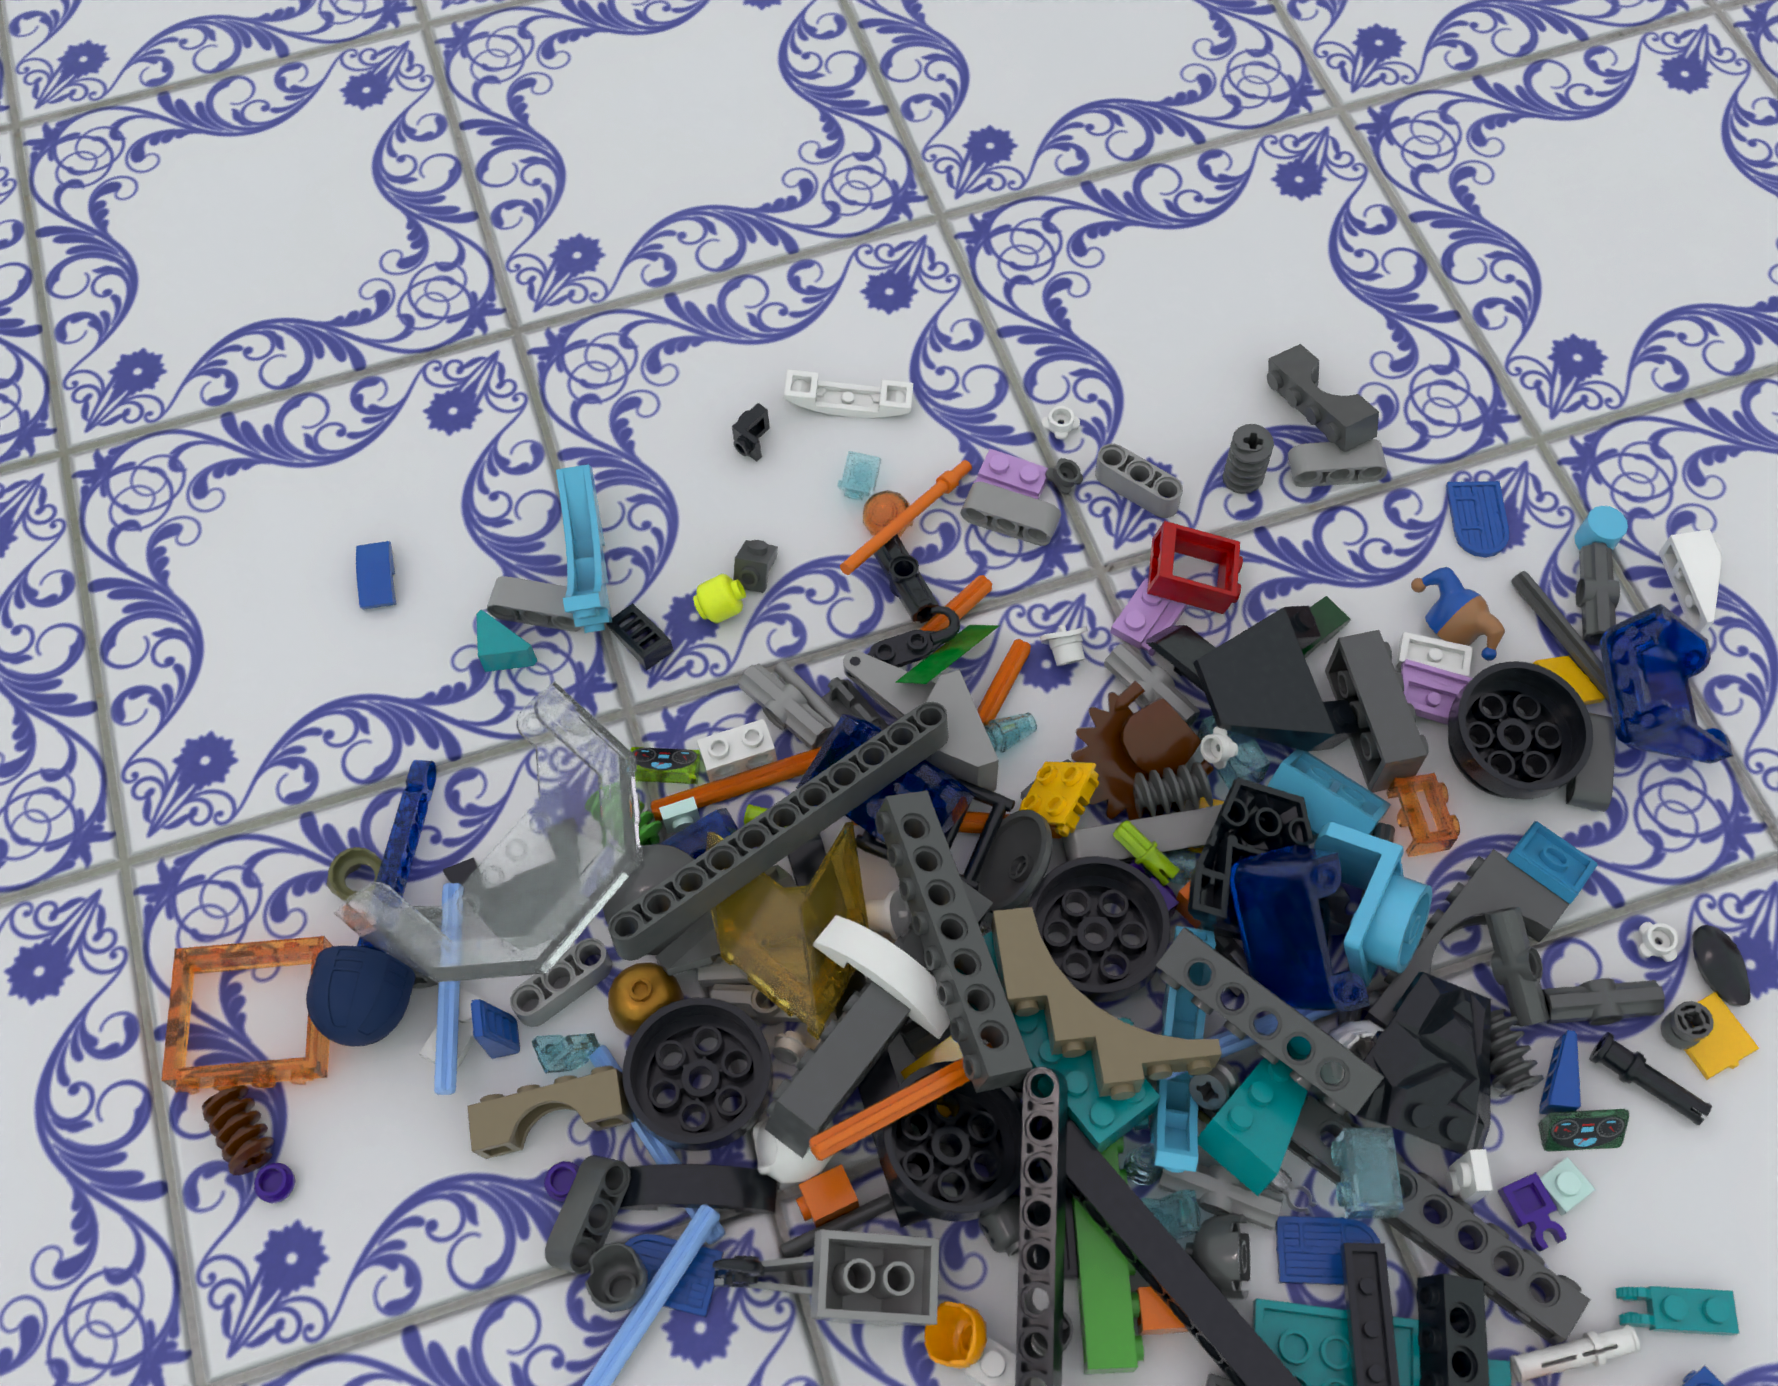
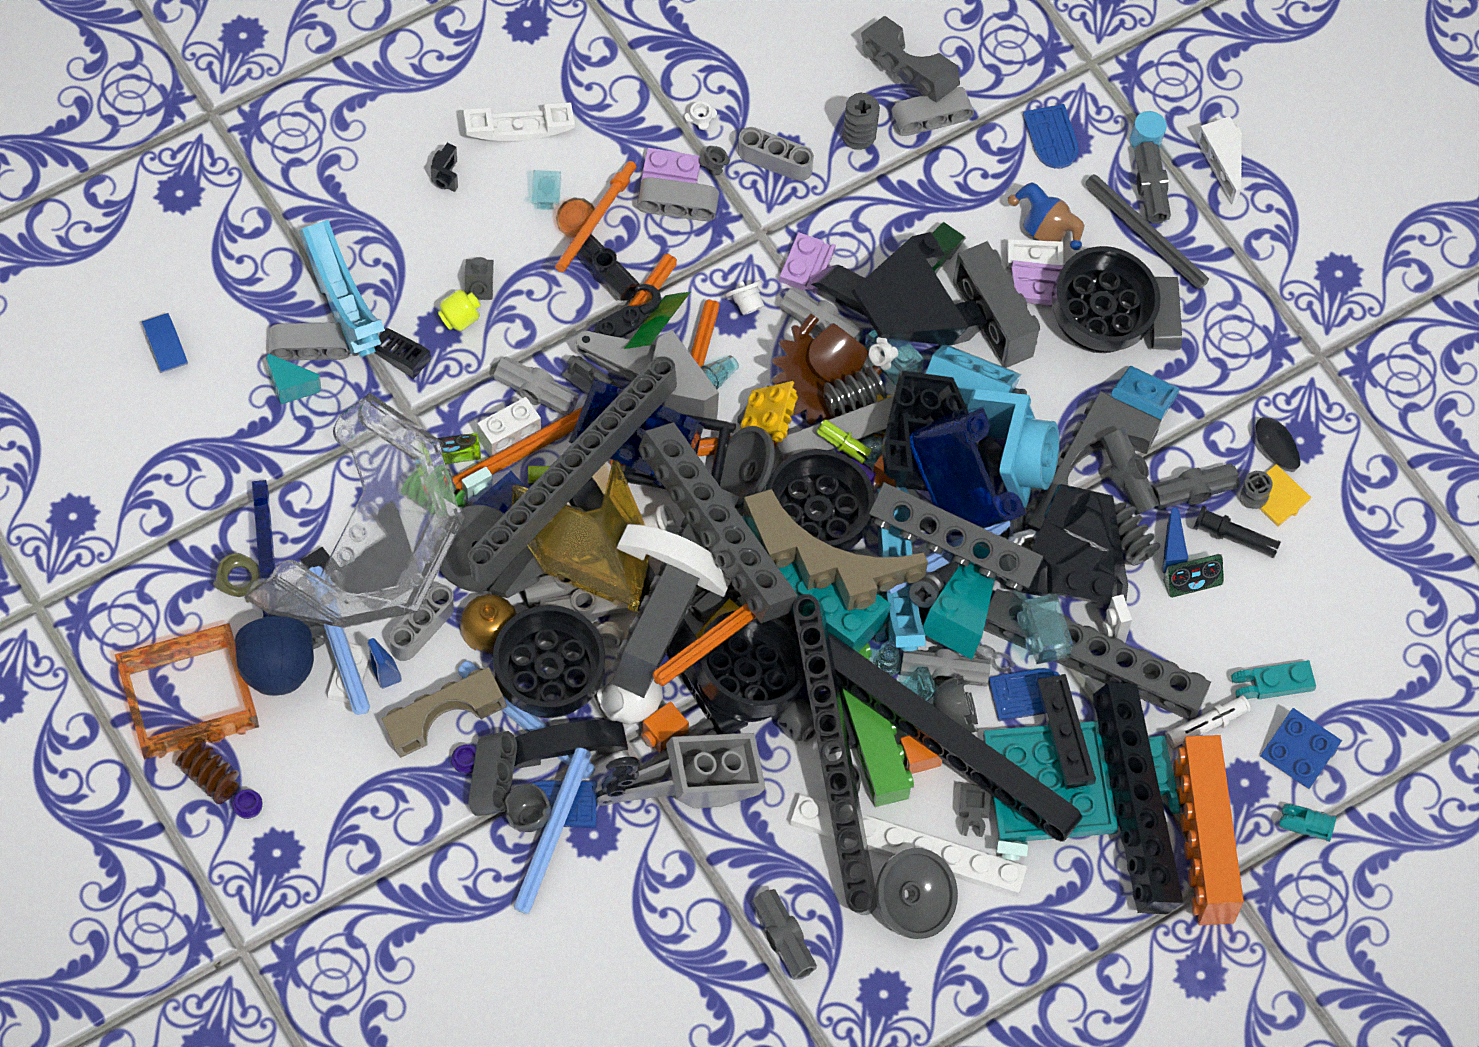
camera: 20 degrees left, 0 degrees up
(566, 1053) = (442, 672): clear light blue bracket -> none
(811, 696) = (533, 362): light grey bar -> none
(957, 1337) = (780, 797): light orange hair -> none
(1200, 545) = (836, 198): red window -> none
(1413, 817) = (1036, 378): clear orange window -> none
(1530, 1204) = (1163, 633): dark purple plate -> none
(1566, 1185) = (1186, 617): light aqua plate -> none
(1570, 672) = (1143, 251): yellow piece -> none
(1649, 687) = (1200, 249): clear blue windscreen -> none
(1663, 932) = (1233, 429): white plate -> none

